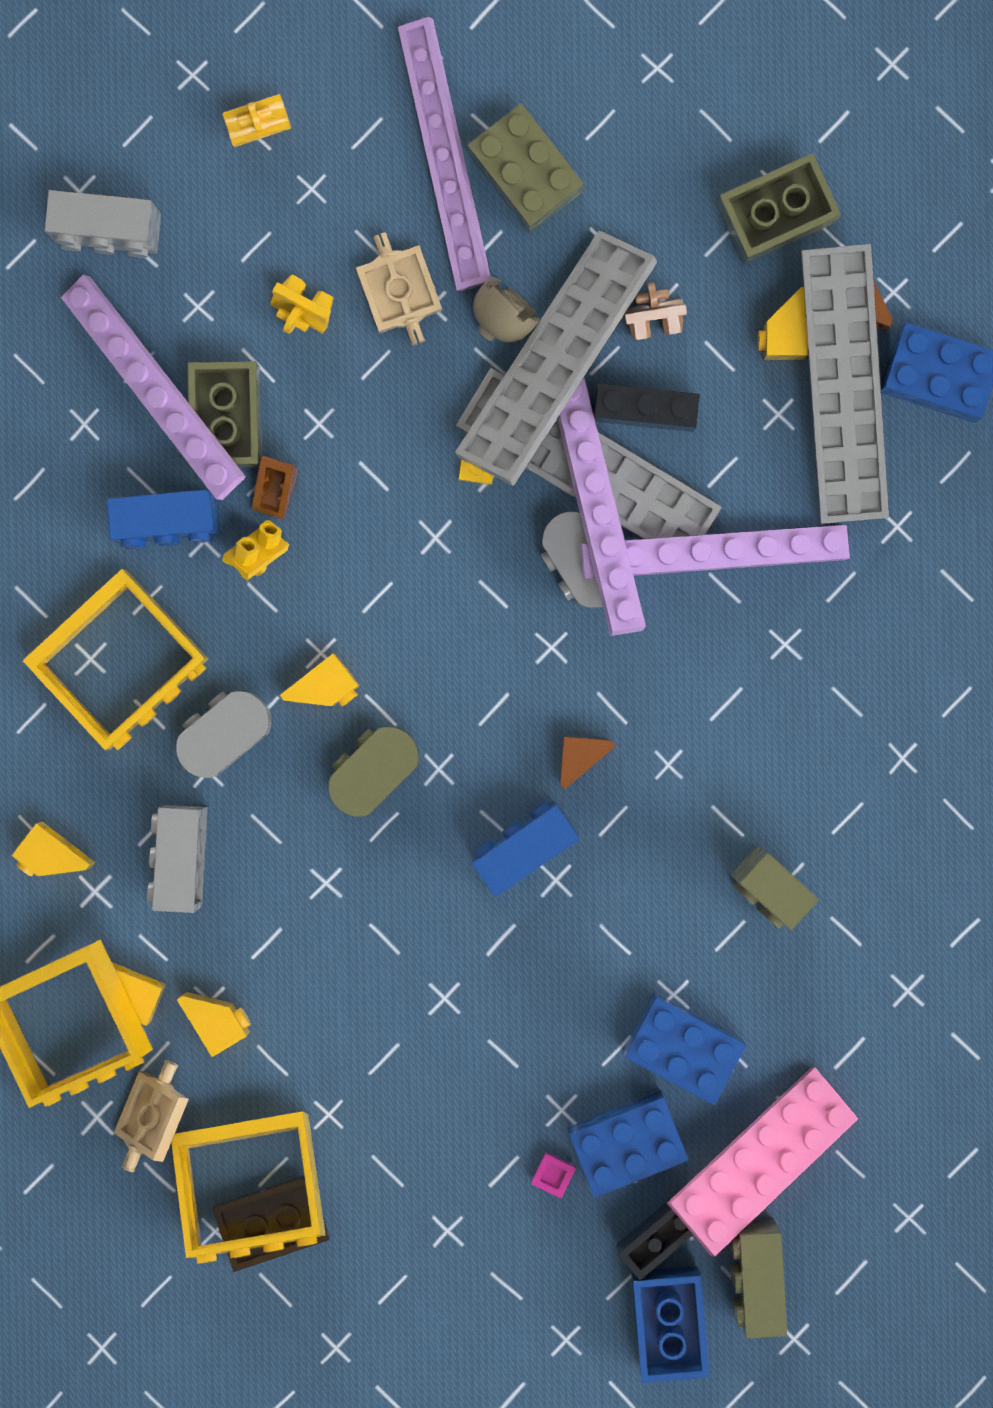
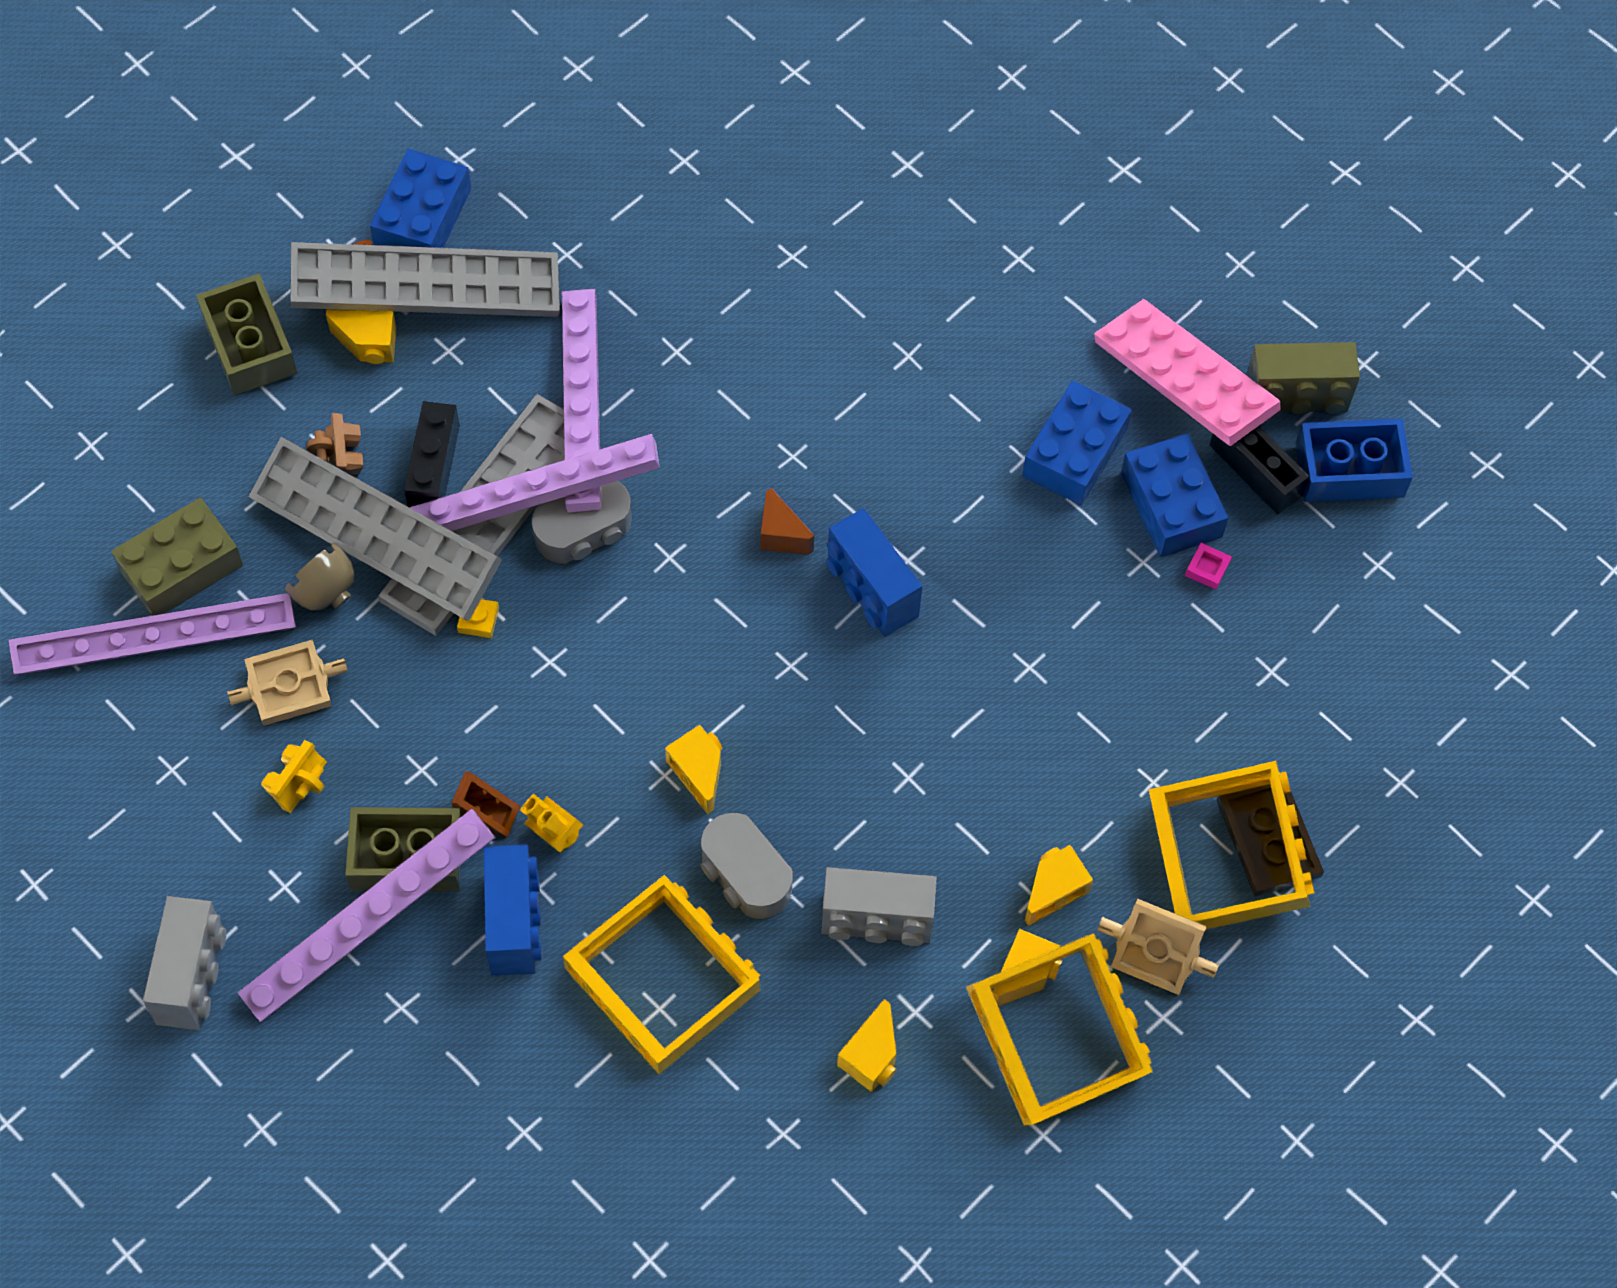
camera: 90 degrees left, 25 degrees down
(256, 120) = (93, 811): yellow hips -> none
(372, 770) = (790, 720): olive brick -> none
(781, 895) = (915, 347): olive brick -> none

